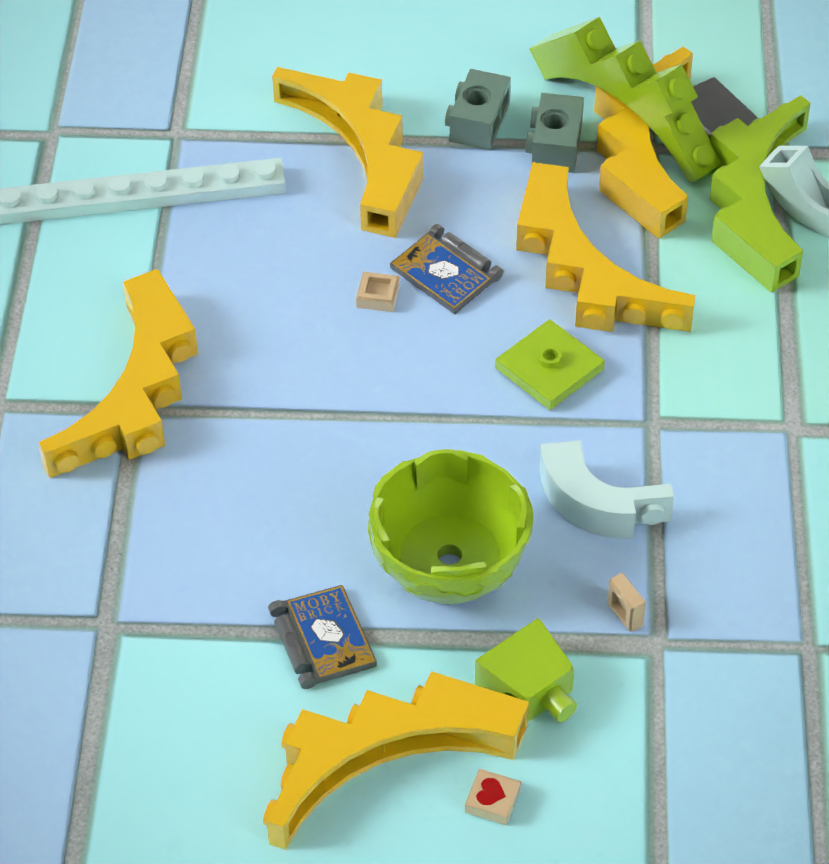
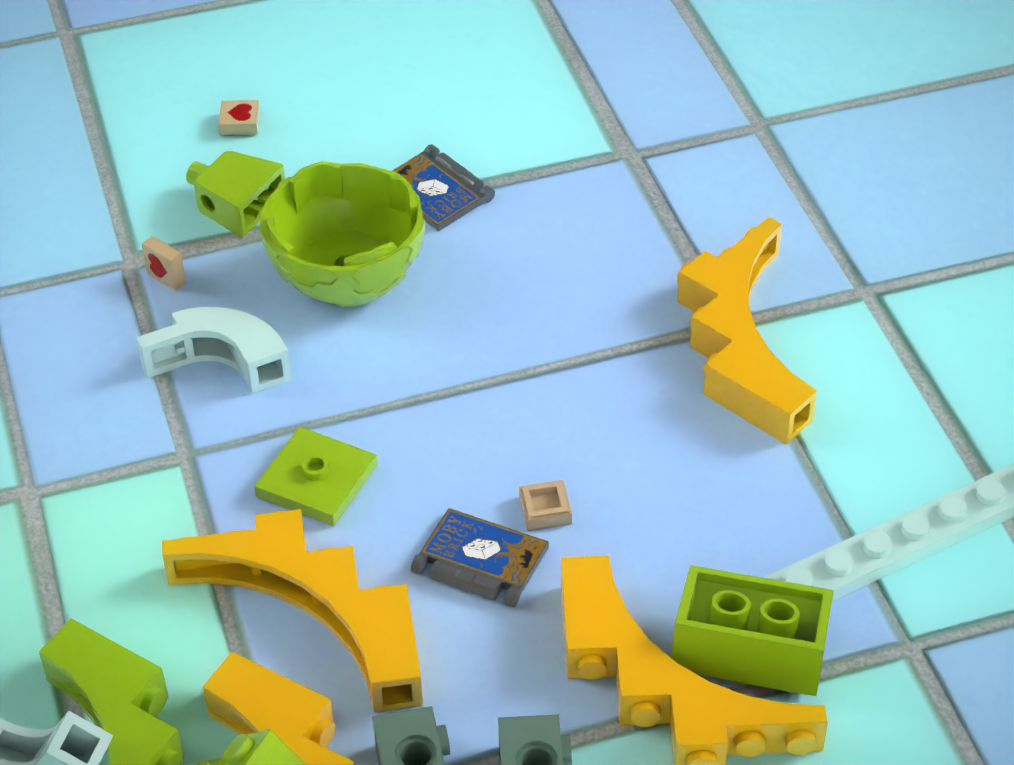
camera: 160 degrees right, 5 degrees down
(288, 135) = (752, 630): none -> lime slope
(381, 729) = (346, 124): yellow arch -> none

